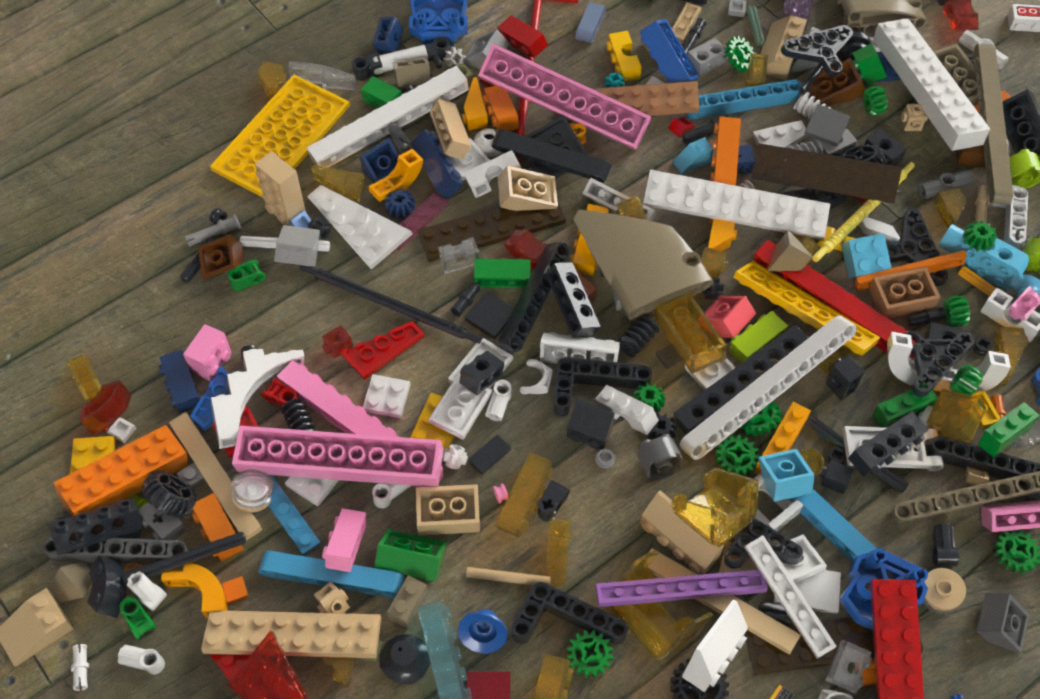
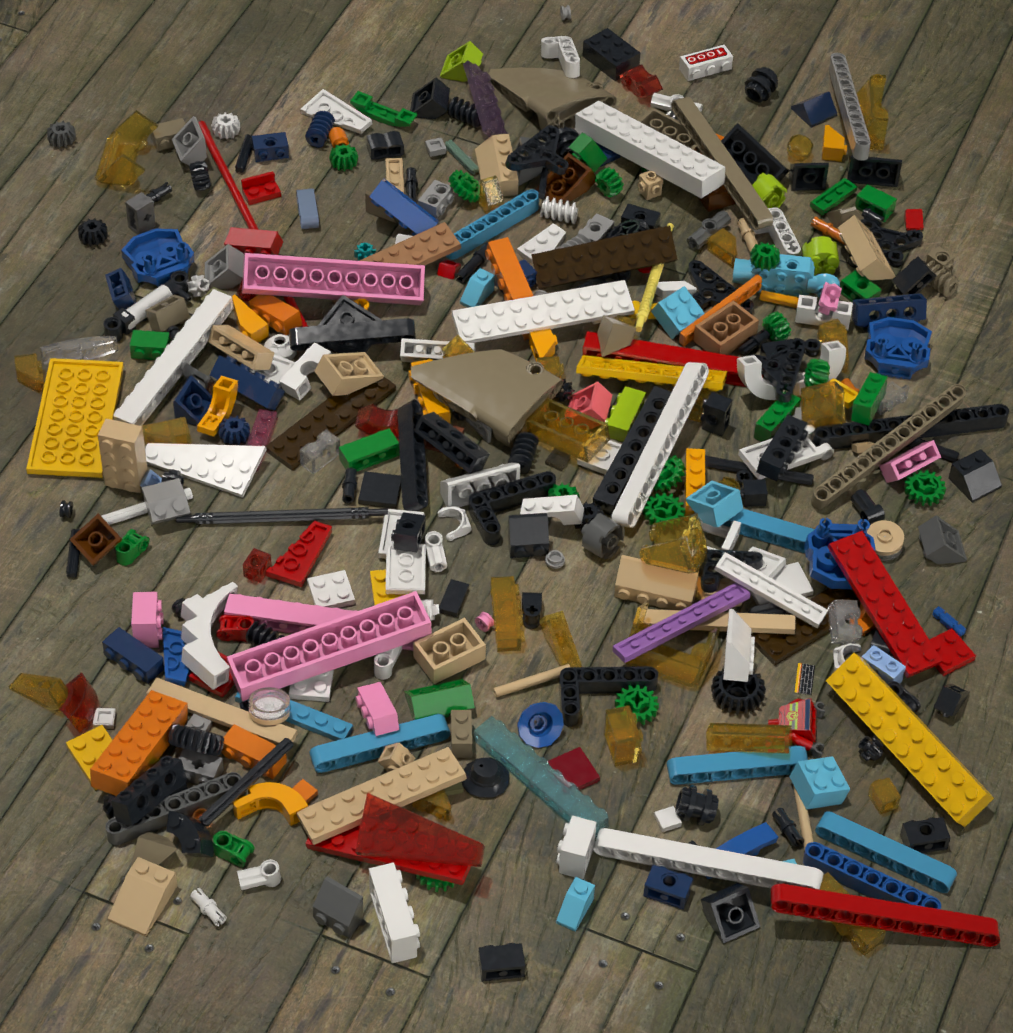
camera: 30 degrees left, 10 degrees down
(149, 593) = (227, 820): white piece -> none
(222, 227) = (76, 517): light grey pin -> none
(620, 46) = (349, 221): yellow arch -> none
(827, 125) = (582, 217): dark grey tile -> none

